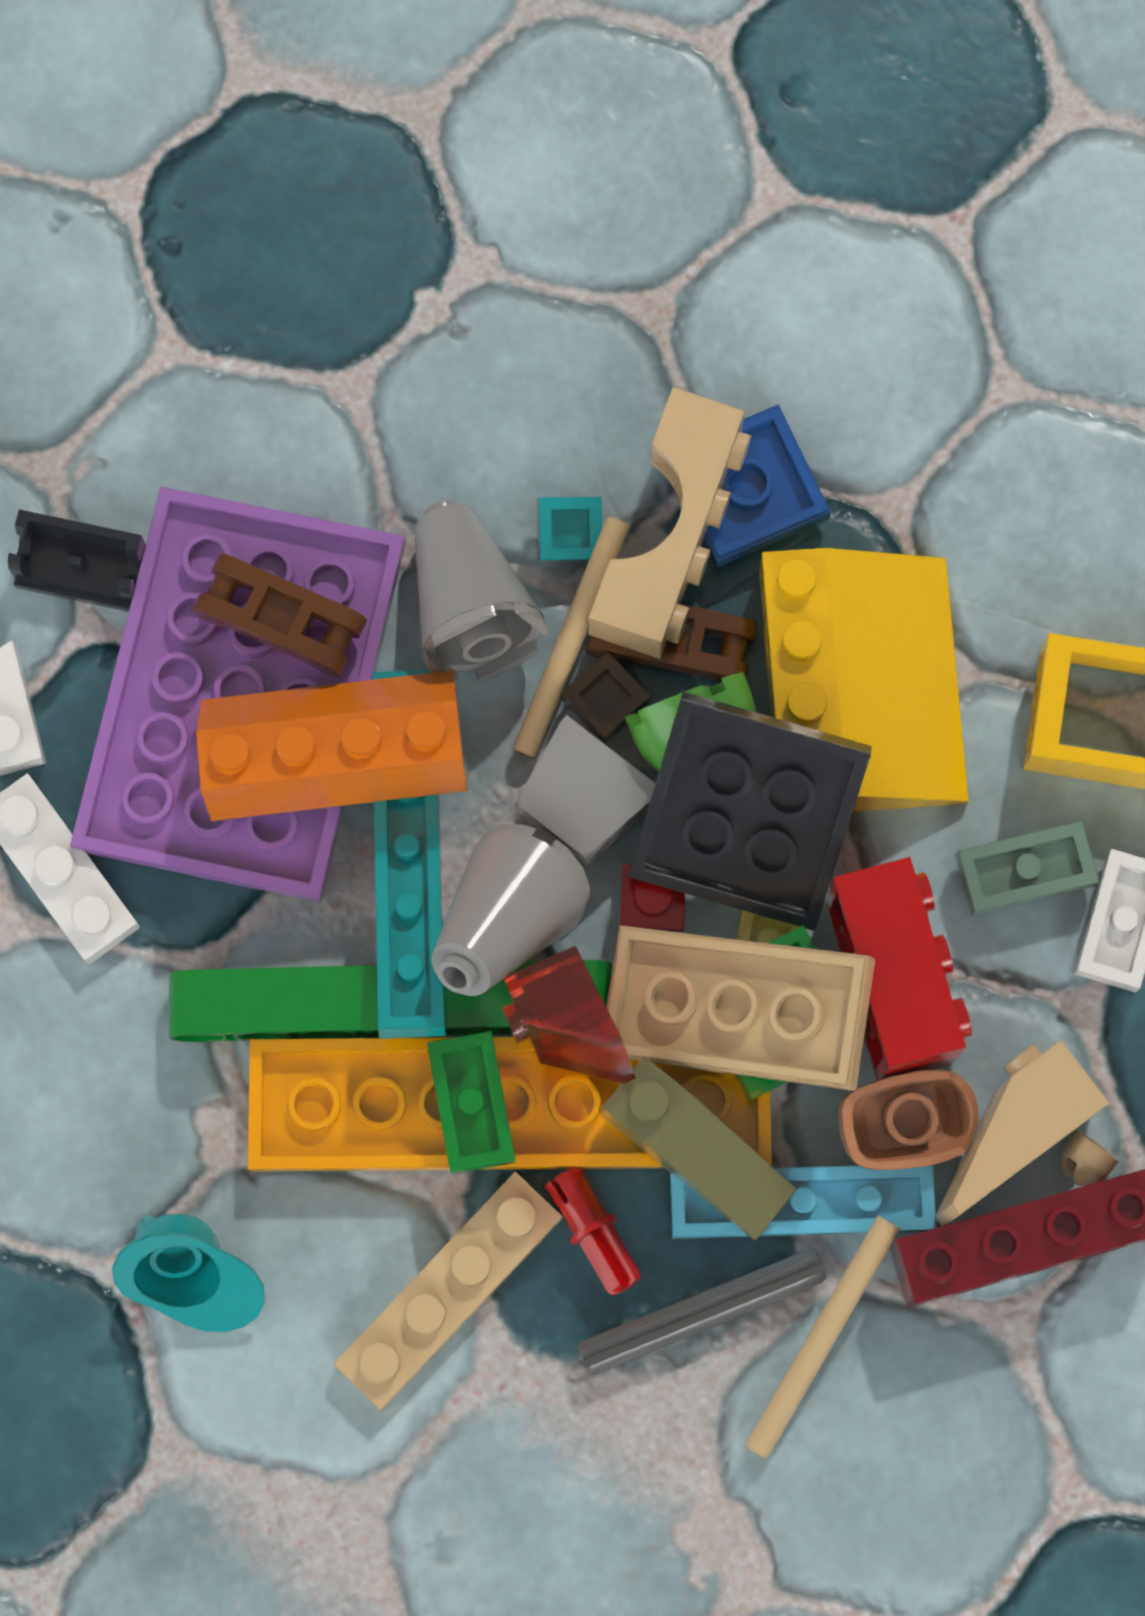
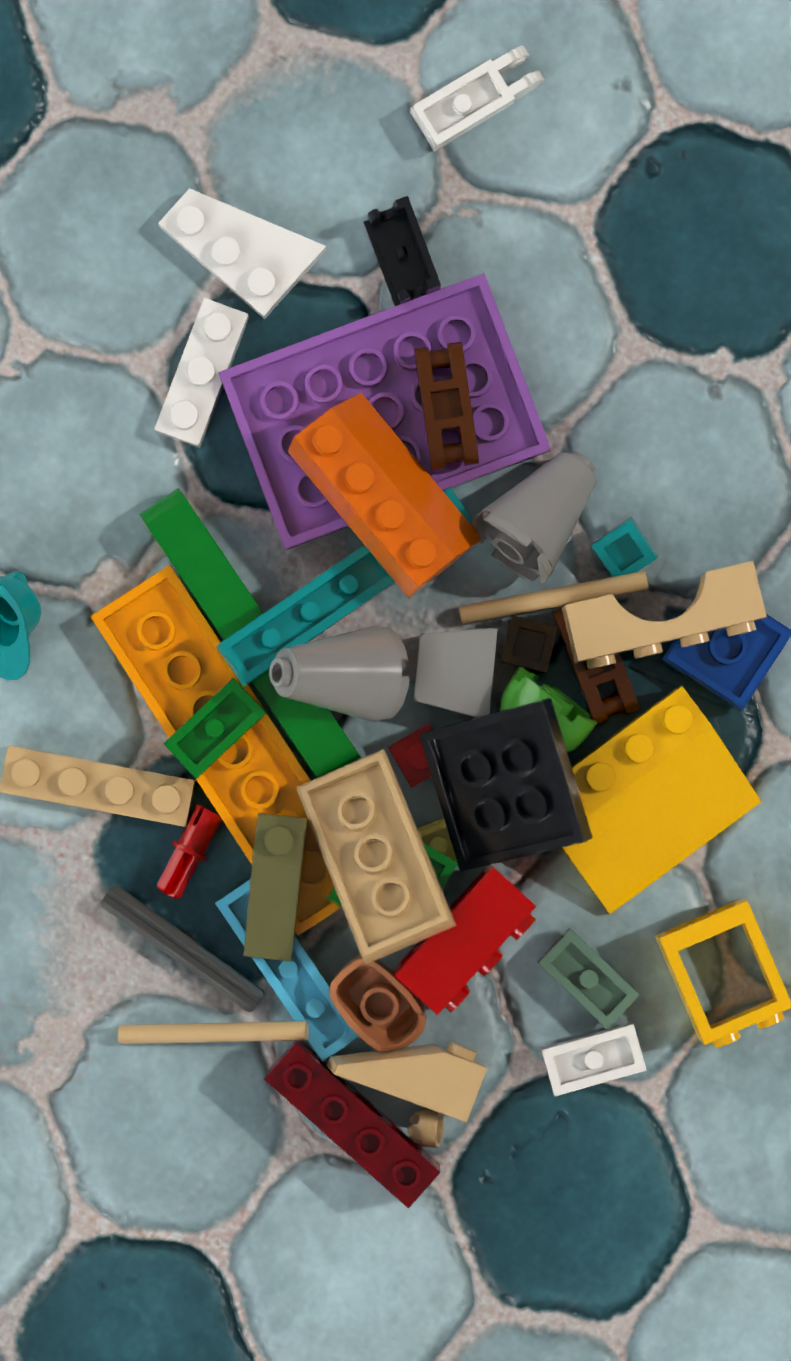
camera: 50 degrees right, 10 degrees up
(566, 1018) = (299, 755): clear red slope -> none

